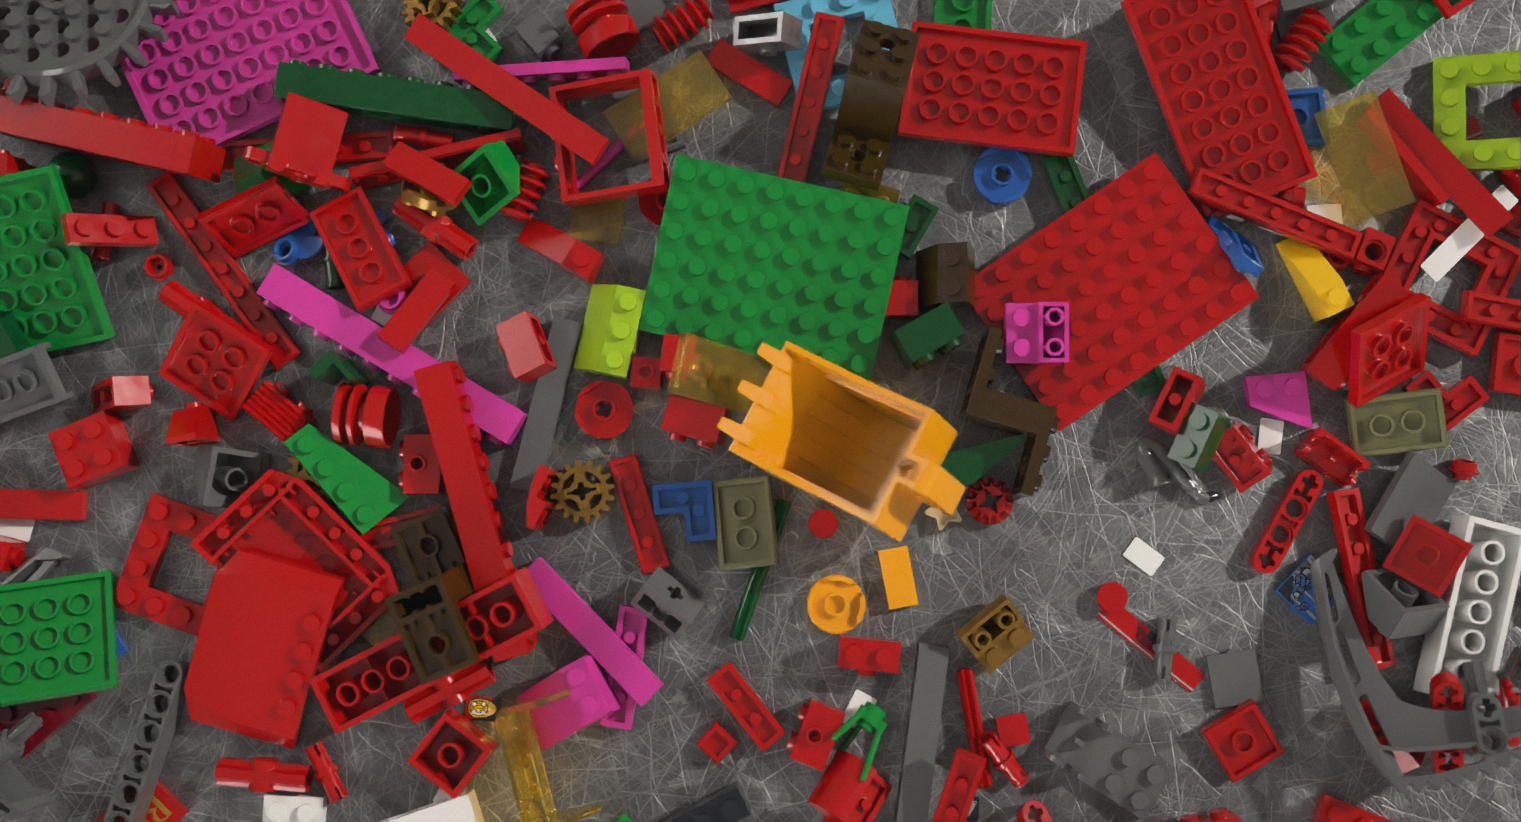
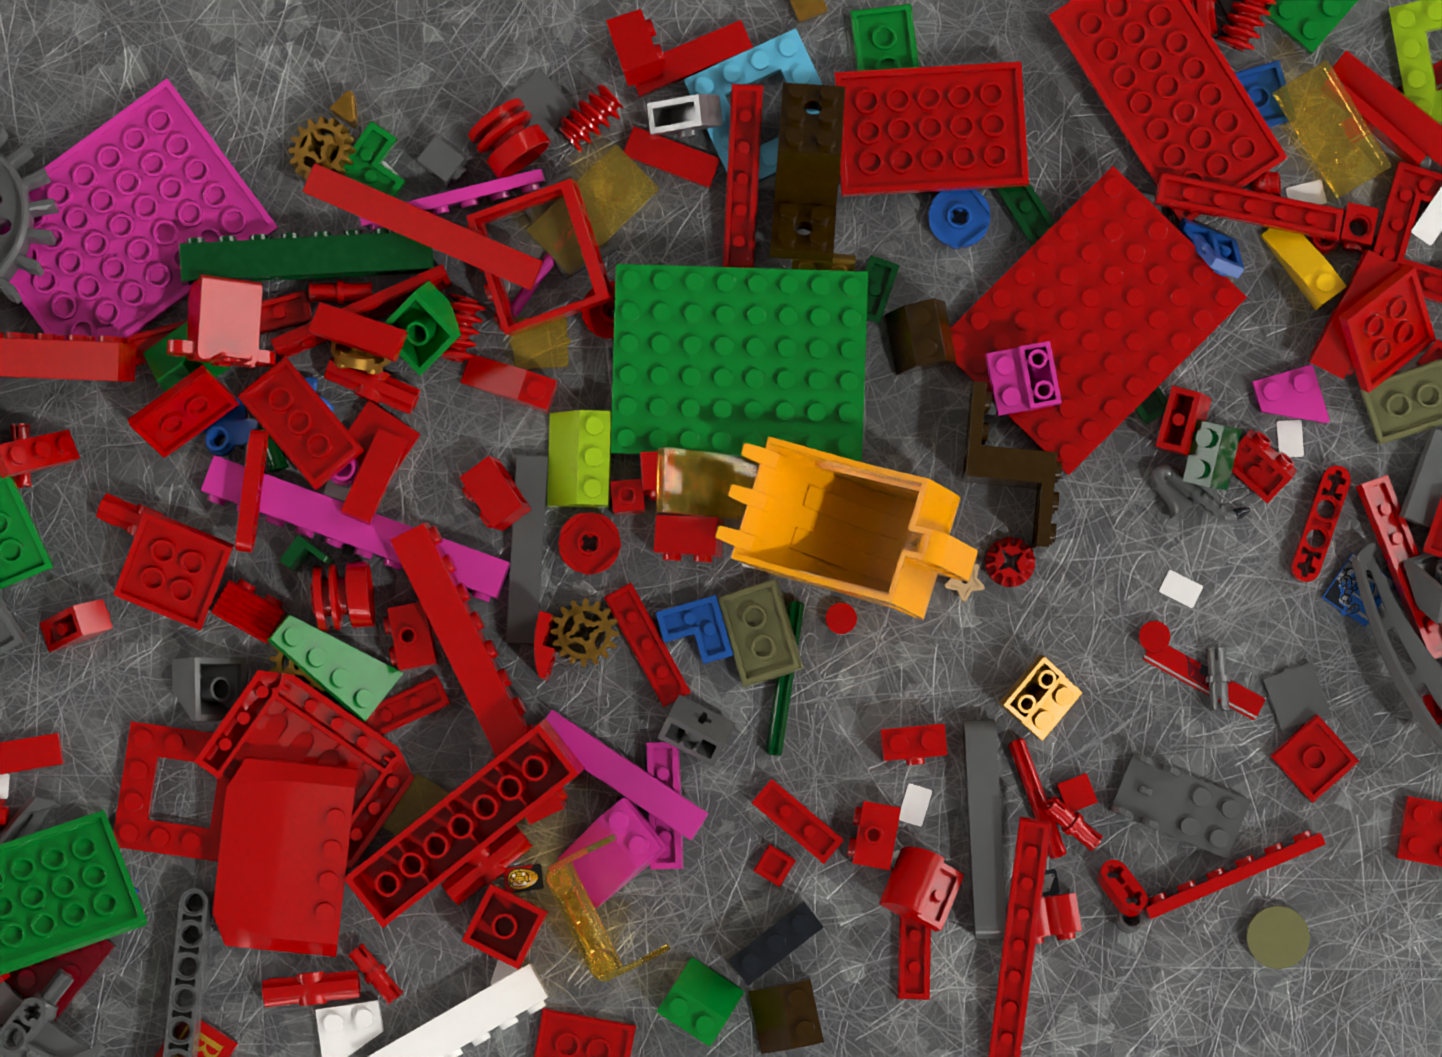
camera: 15 degrees left, 0 degrees up
(93, 450) = (61, 687): red brick -> none
(151, 266) = (80, 476): red plate -> none
(193, 426) = (162, 641): red slope -> none
(223, 269) = (147, 464): red tile -> none
(299, 301) = (251, 491): none -> red beam
(430, 603) = (456, 765): dark brown bracket -> none
(836, 604) = (870, 699): light orange tile -> none
(869, 718) = (926, 808): green plant -> none
(897, 577) = (929, 659): light orange tile -> none
(903, 298) = (879, 368): red slope -> none
(926, 336) = (911, 403): dark green brick -> none
(973, 462) = (983, 525): dark green slope -> none
(1330, 457) = (1353, 449): red hinge -> none

